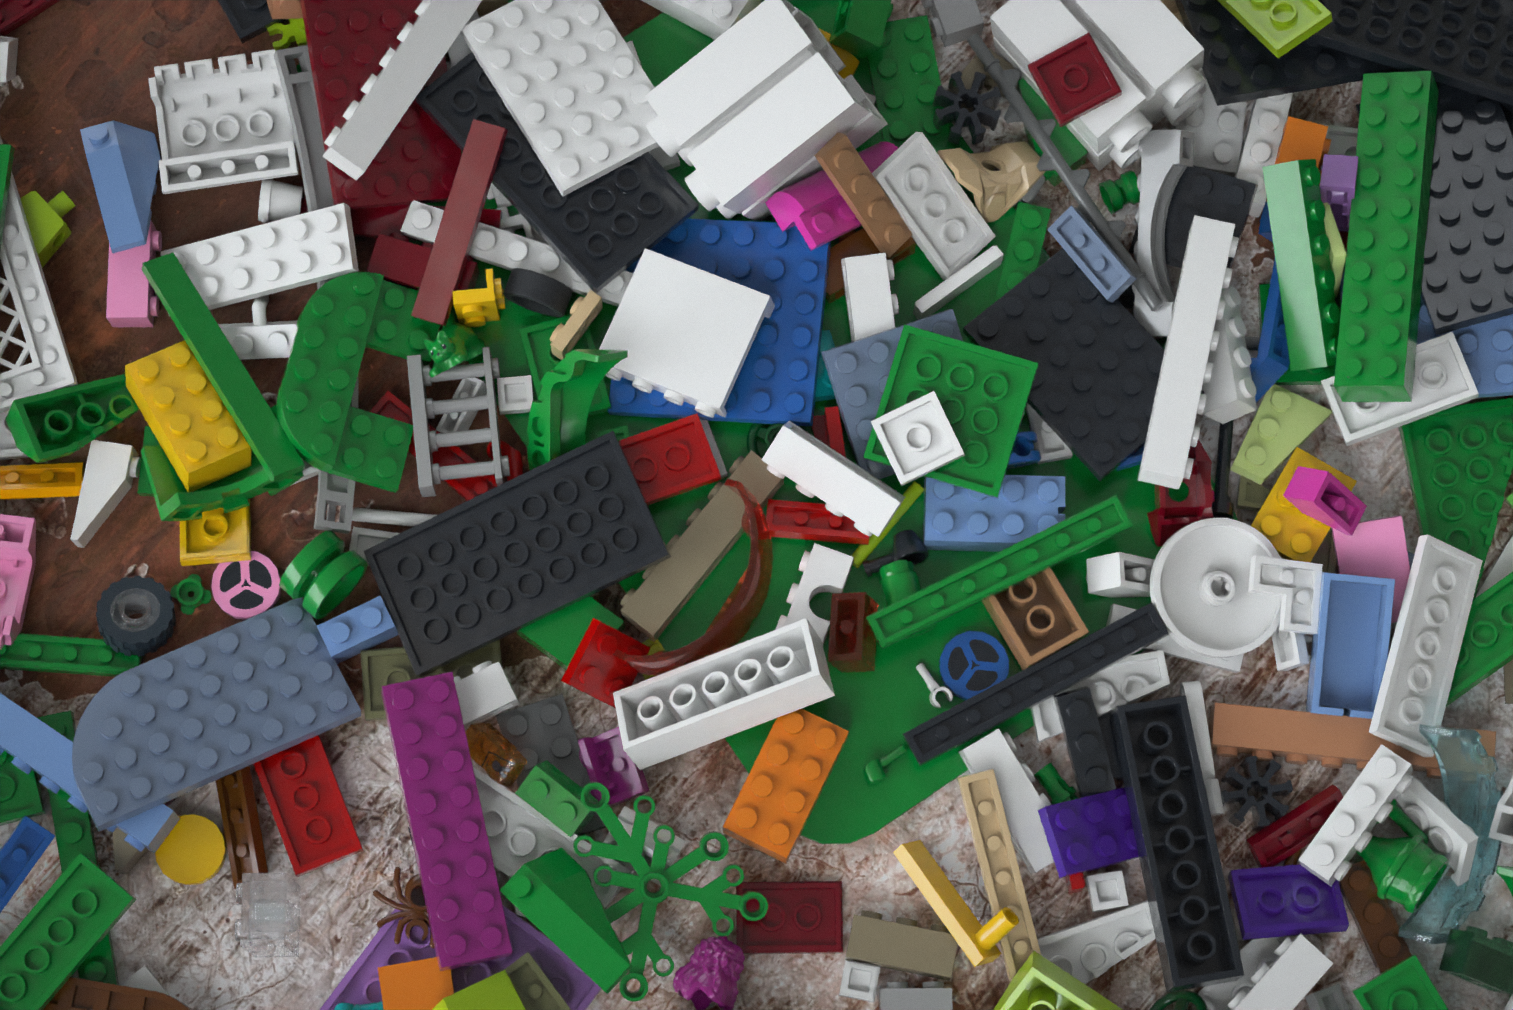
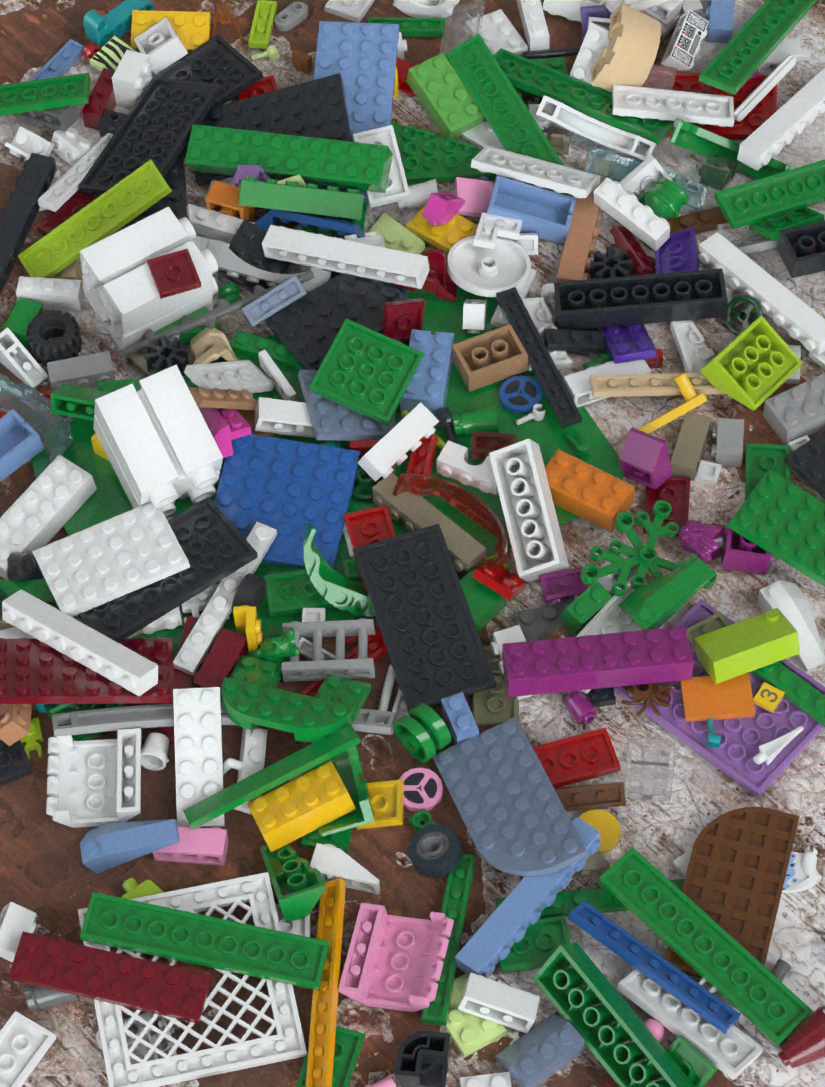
camera: 80 degrees left, 20 degrees down
(390, 810) = (580, 707): none -> magenta brick
(459, 222) = (197, 626): dark red tile -> none
(583, 313) = (281, 578): tan plate -> none
(684, 332) = (286, 502): white panel -> none
(851, 874) = (645, 459): none -> magenta slope
(917, 438) = (383, 385): white plate -> none
(999, 572) = (469, 362): green tile -> none
(1078, 458) = (402, 317): none -> dark red tile
(1107, 891) = (664, 342): white plate -> none
(1373, 469) = (419, 194): none -> white plant

